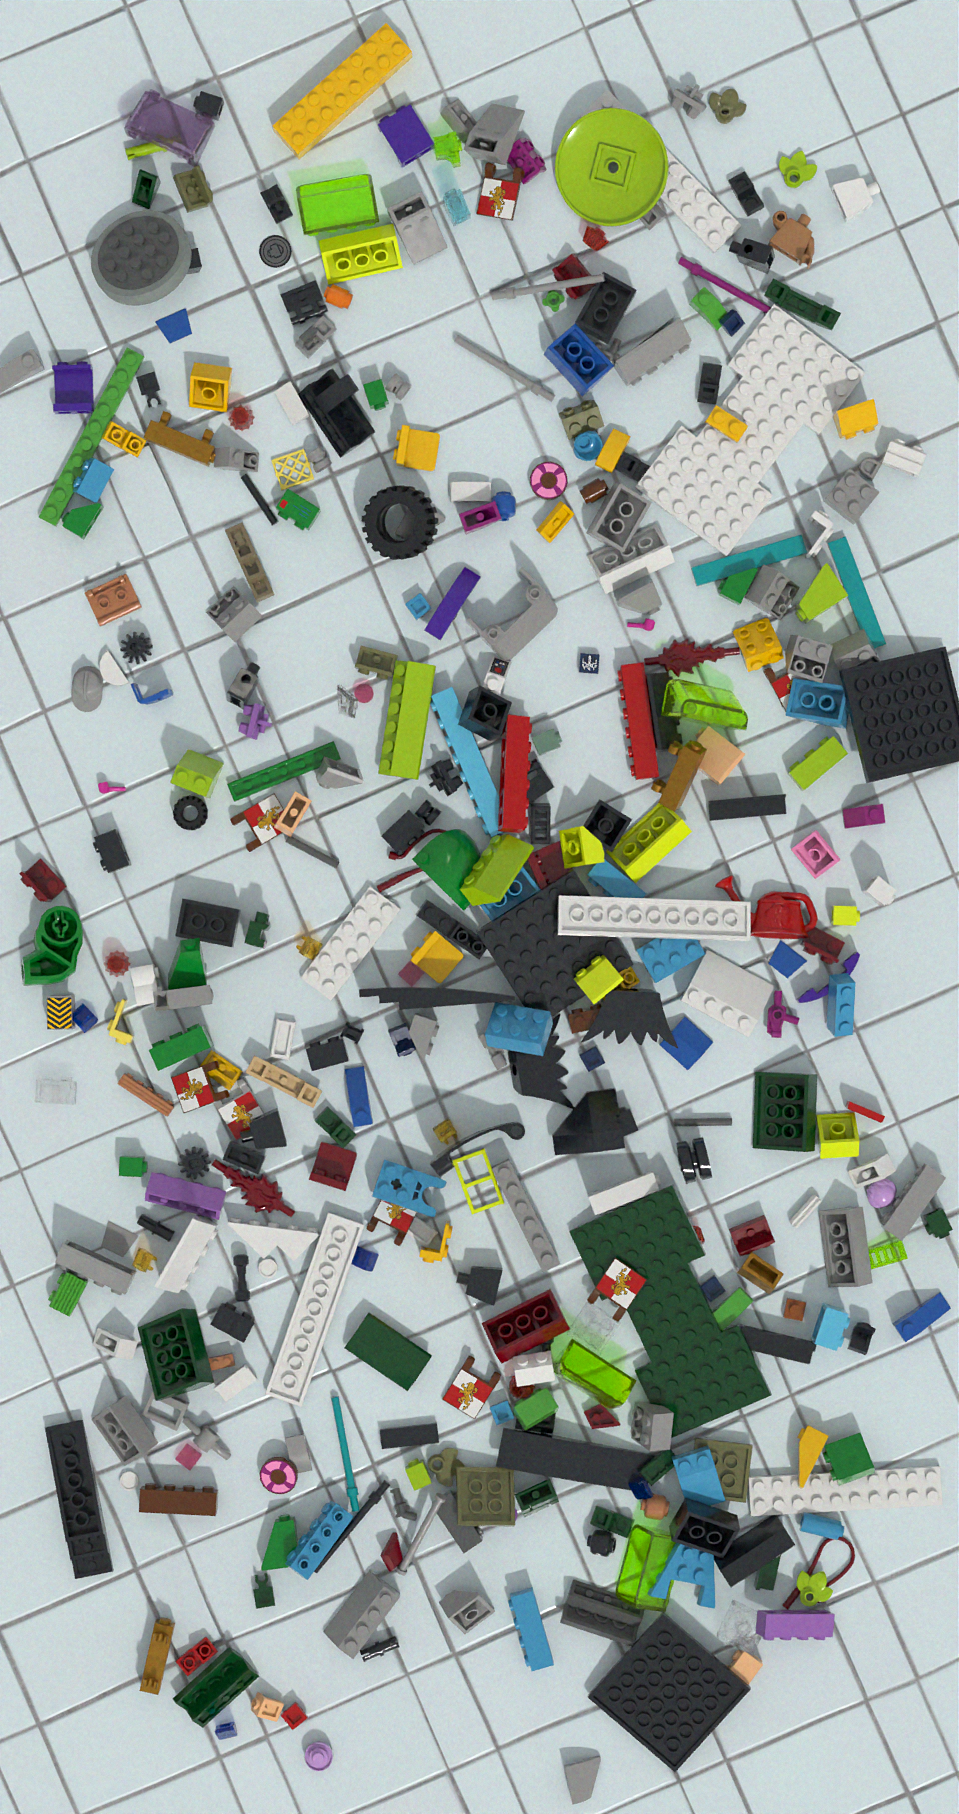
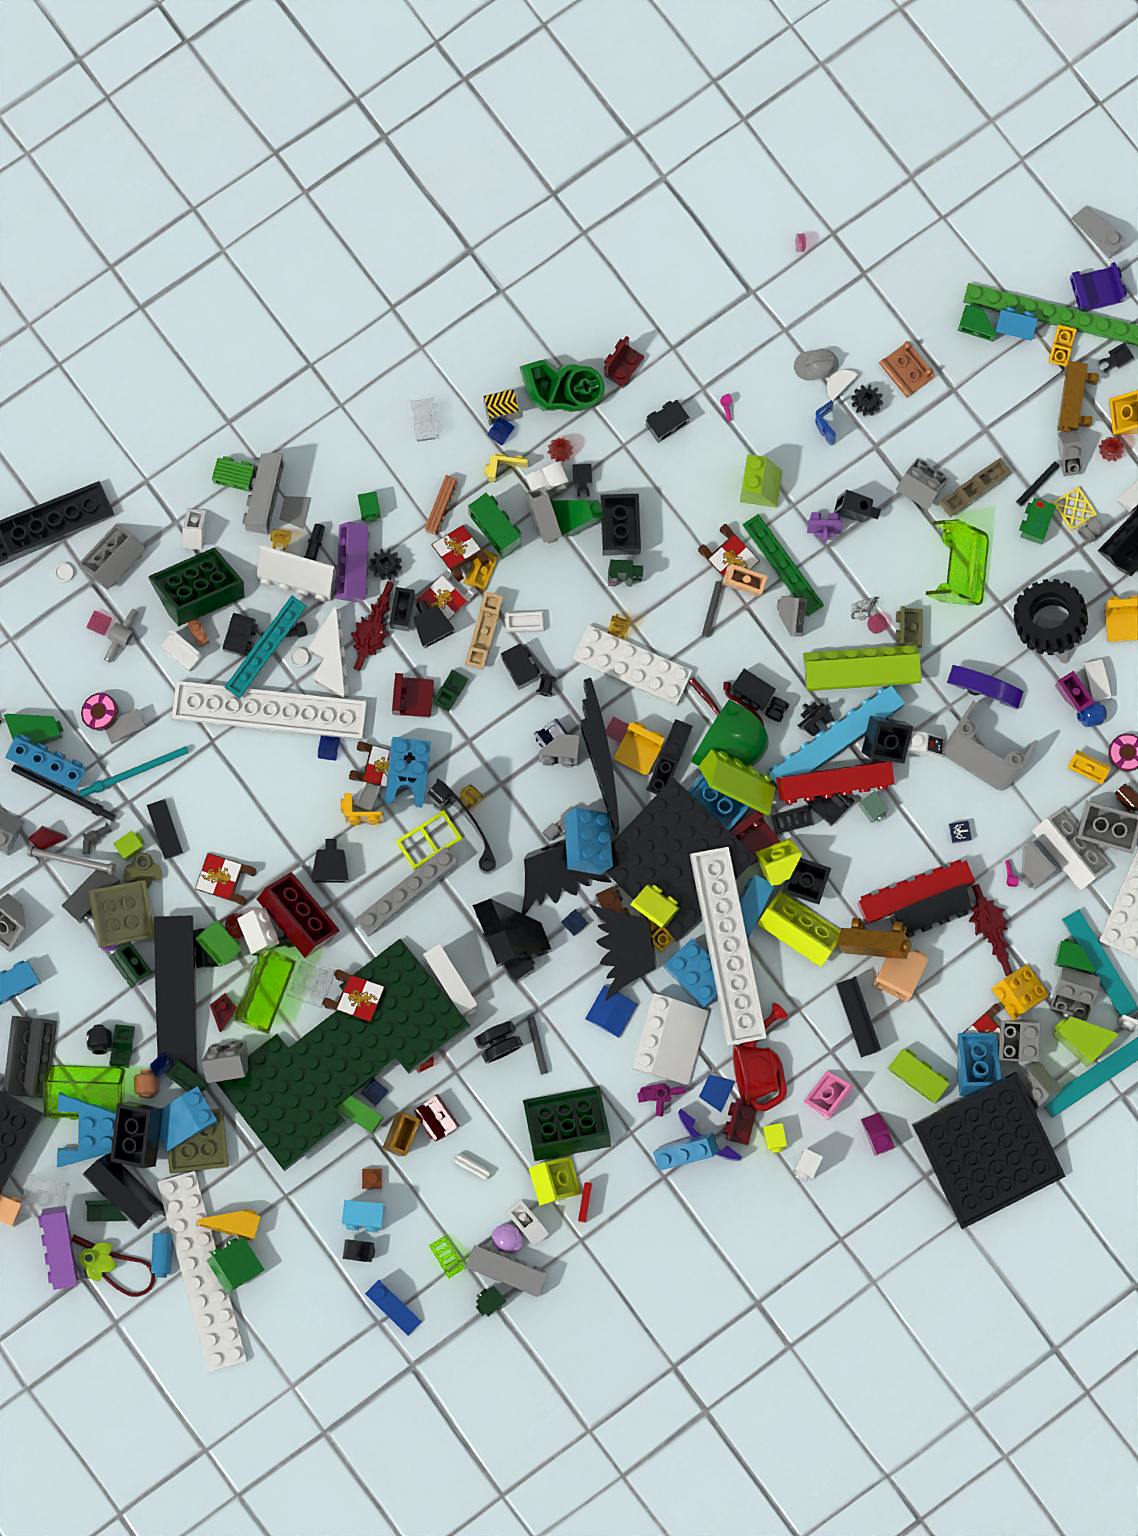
camera: 75 degrees right, 10 degrees down
(148, 948) = (582, 475): none -> black plate
(175, 1402) = (150, 593): light grey tile -> none
(178, 1500) = (55, 622): reddish brown brick -> none
(198, 821) = (721, 496): black tyre -> none
(252, 1300) = (265, 647): none -> teal tile
(326, 591) = (966, 563): none -> clear neon green windscreen
(358, 1097) = (484, 706): blue slope -> none
(388, 1351) = (243, 789): dark green slope -> none
(418, 606) = (973, 655): dark azure plate -> none
(501, 1412) = (207, 913): dark azure plate -> none
(703, 705) = (947, 947): clear neon green windscreen -> none
(779, 1344) = (333, 1169): black panel -> none
(845, 1247) = (445, 1214): light grey slope -> none

